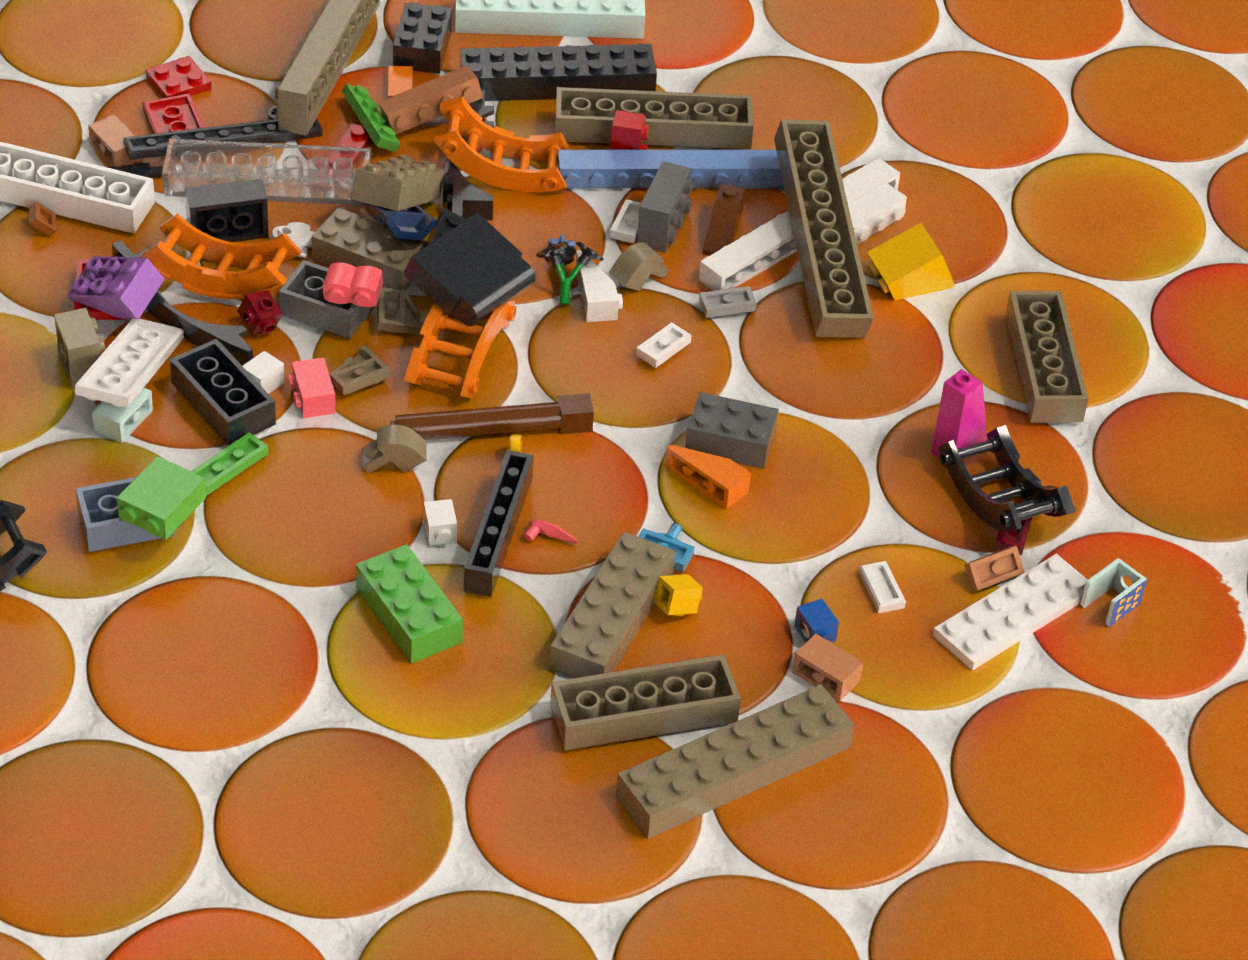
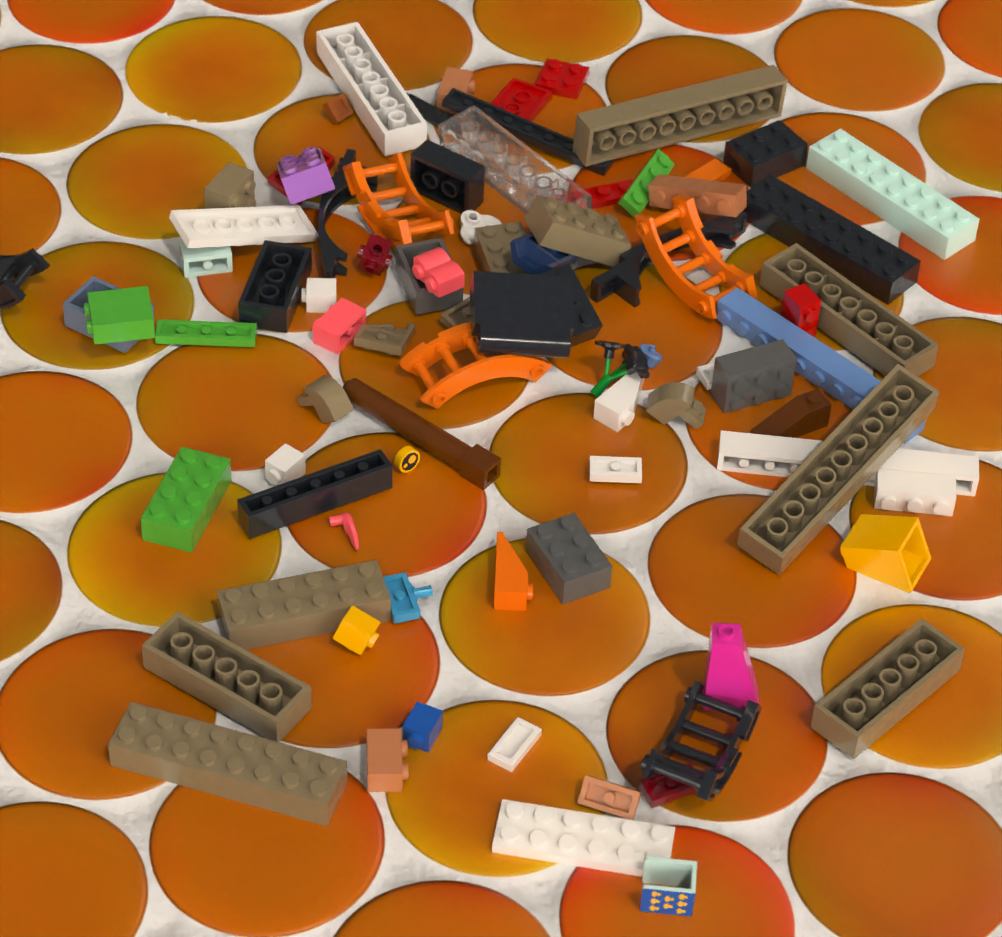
camera: 50 degrees right, 0 degrees up
(727, 301) = (708, 475): light grey plate -> none

